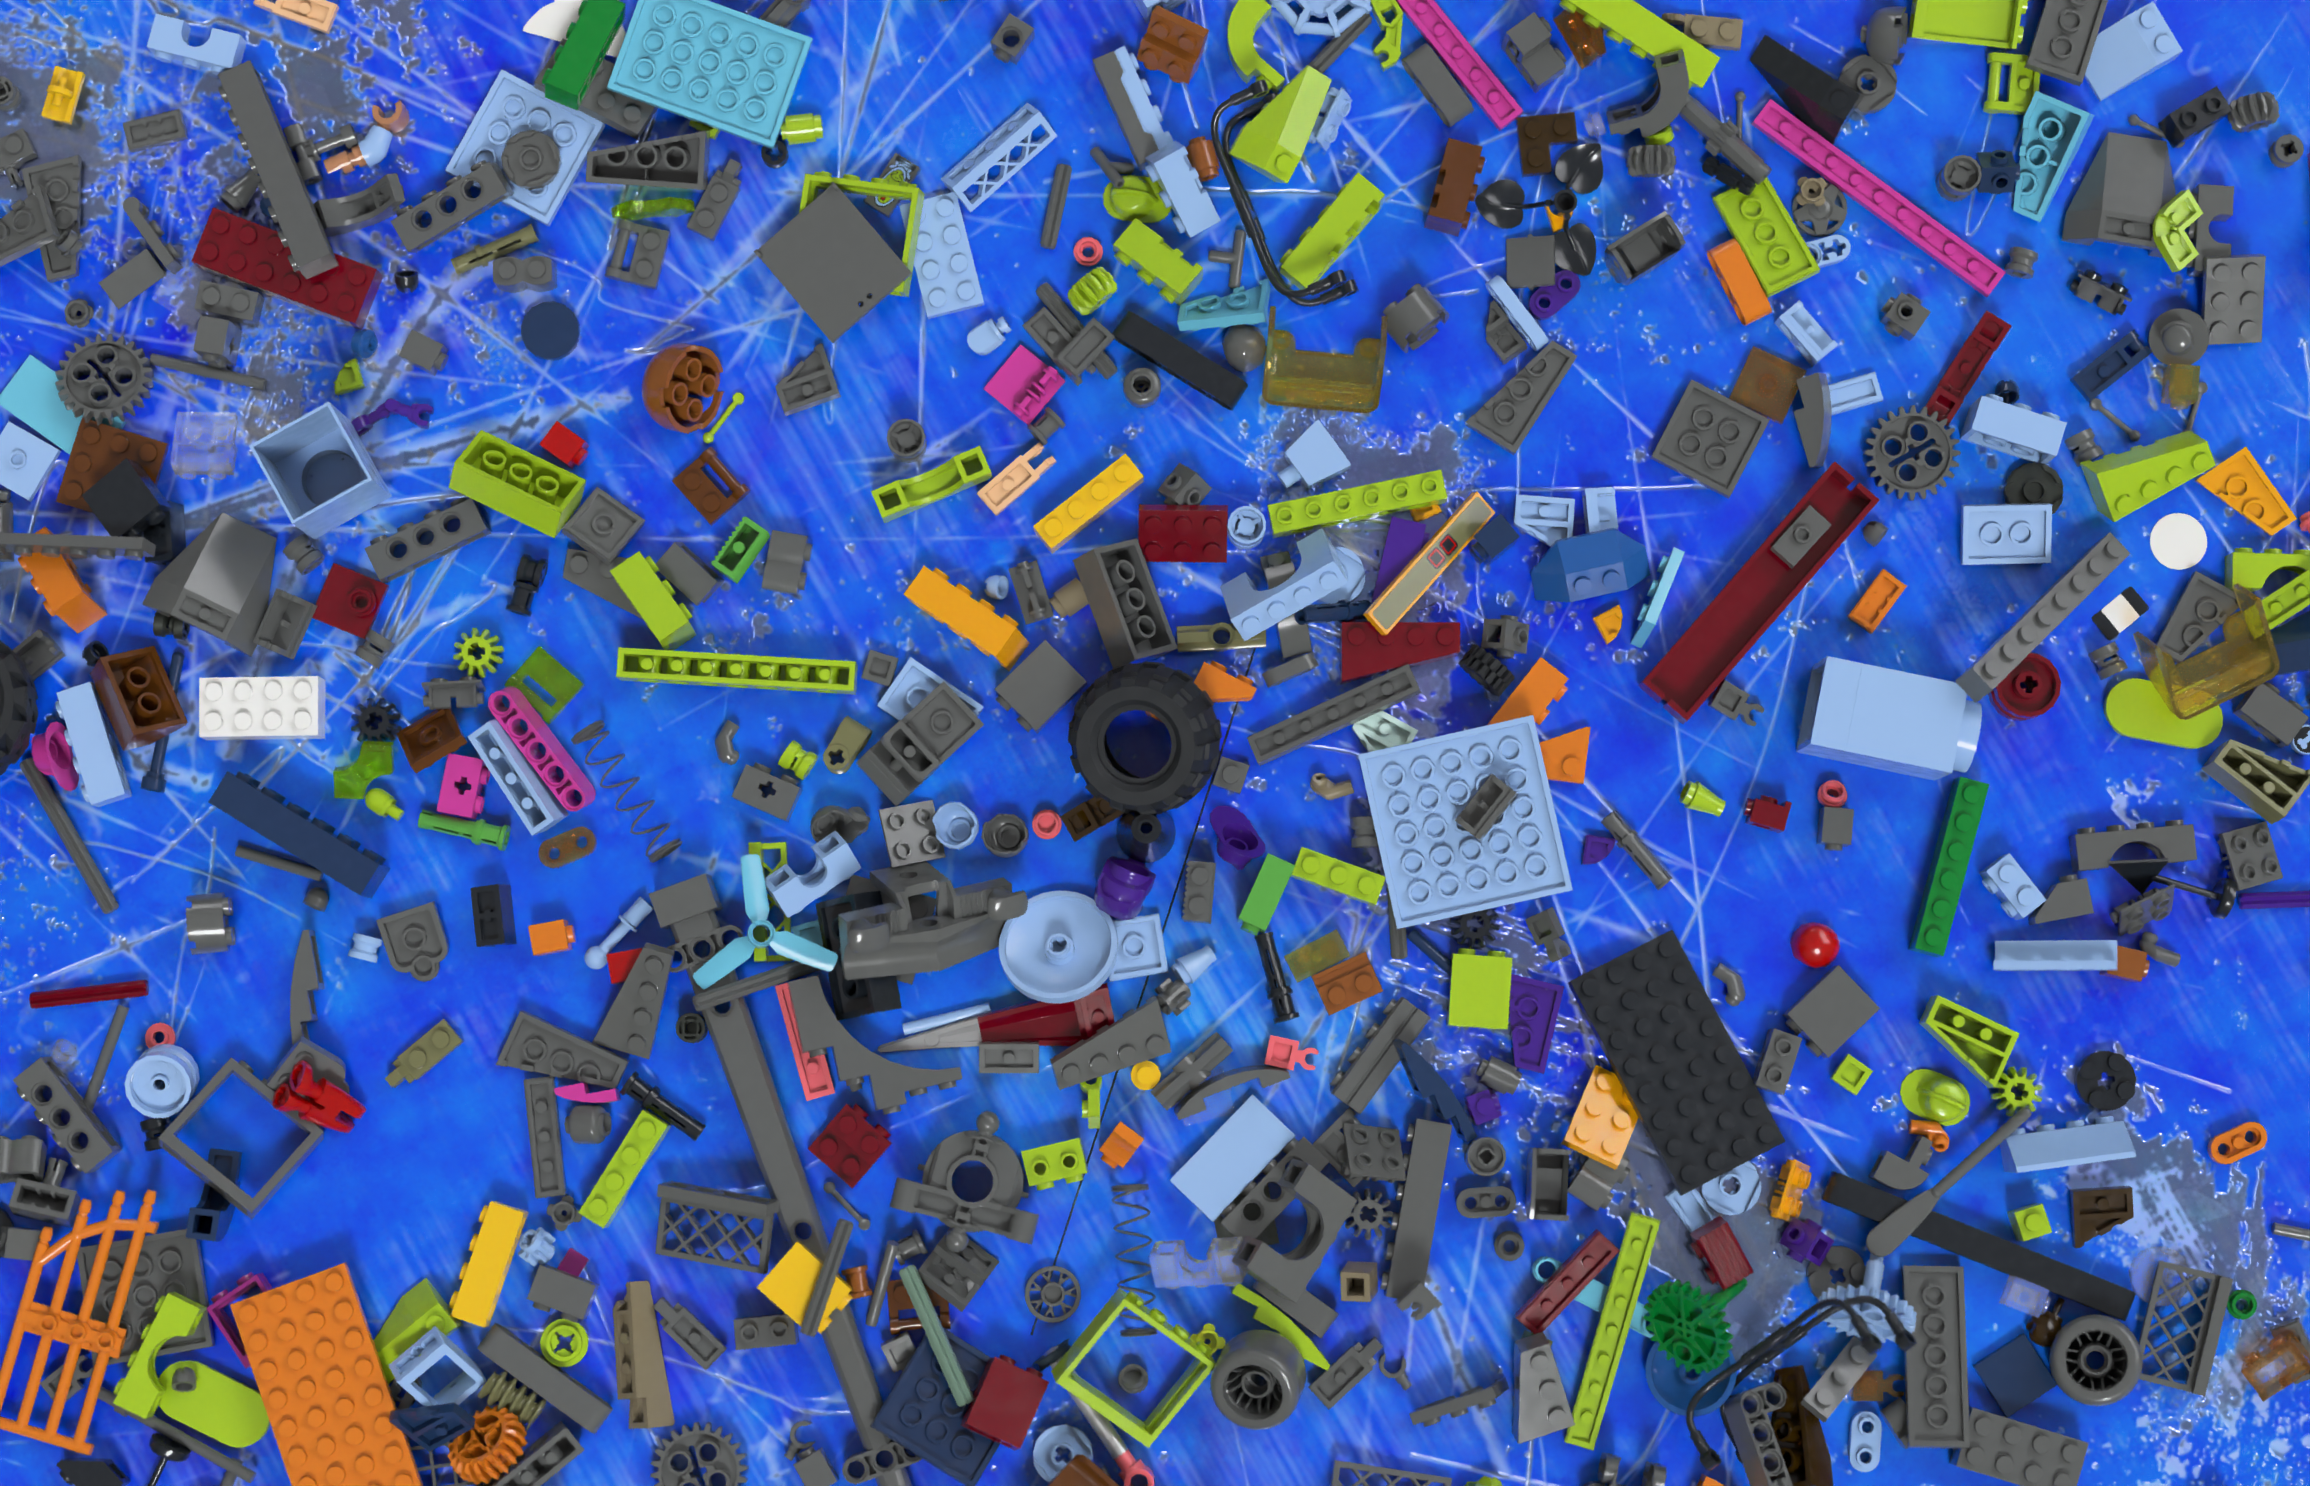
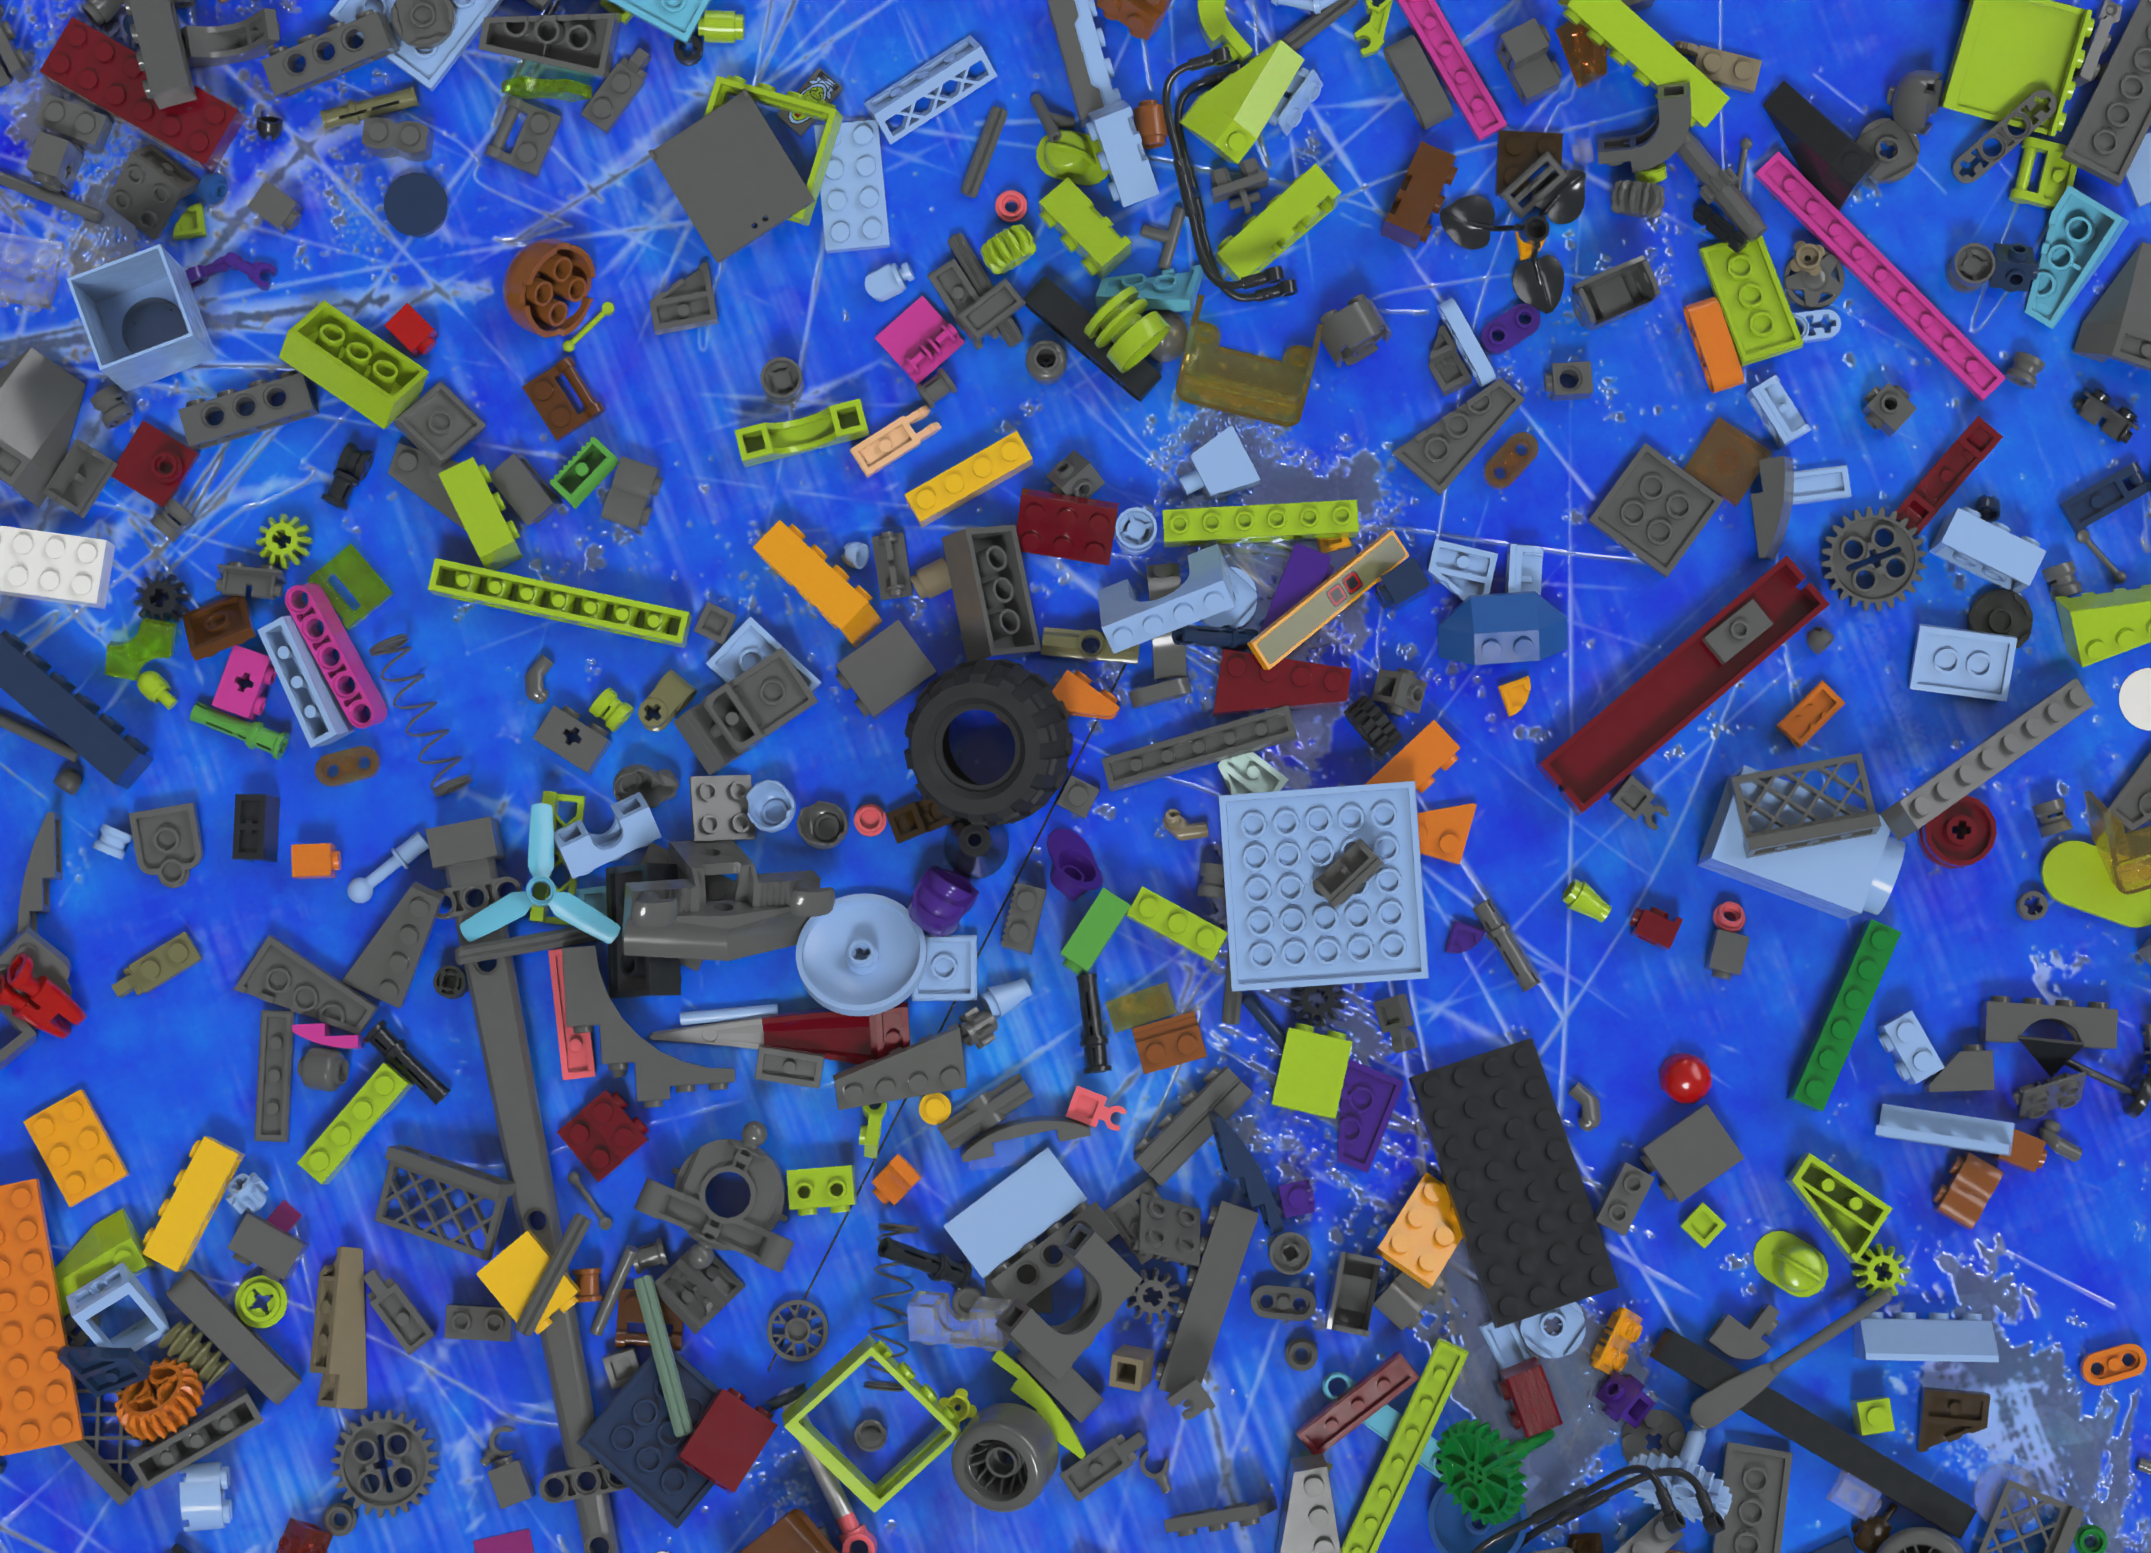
camera: 10 degrees right, 0 degrees up
(307, 353) = (150, 189): none -> dark grey bracket
(375, 1229) = (76, 1148): none -> light orange plate
(555, 1212) = (274, 1156): dark grey plate -> none
(621, 964) = (384, 902): red brick -> none
(1054, 1437) = (778, 1485): light blue plate -> none
(1169, 1217) = (936, 1265): none -> black pin
(1199, 1244) = (964, 1300): none -> dark grey tile
(1207, 343) = (1121, 323): none -> lime wheel
(1279, 207) = (1252, 179): none -> dark grey hips
(1498, 1075) = (1318, 1167): dark grey brick -> none
(1530, 261) = (1490, 289): dark grey piece -> none
(1539, 180) = (1512, 202): none -> dark grey tile
(1572, 414) = (1510, 461): none -> clear orange plate
(1626, 328) = (1579, 371): none -> dark grey brick
(1658, 593) = (1572, 671): medium azure wing -> none
(1895, 708) = (1818, 830): none -> dark grey fence
(1931, 1130) = (1781, 1300): orange arm -> none
(1968, 54) = (2004, 137): none -> dark grey beam
(2083, 1007) = (1967, 1190): none -> dark orange brick
(2108, 737) = (2023, 909): none -> dark grey bush
(2120, 613) = (2074, 768): sticker -> none
(2122, 1085) = (1994, 1286): black plate -> none

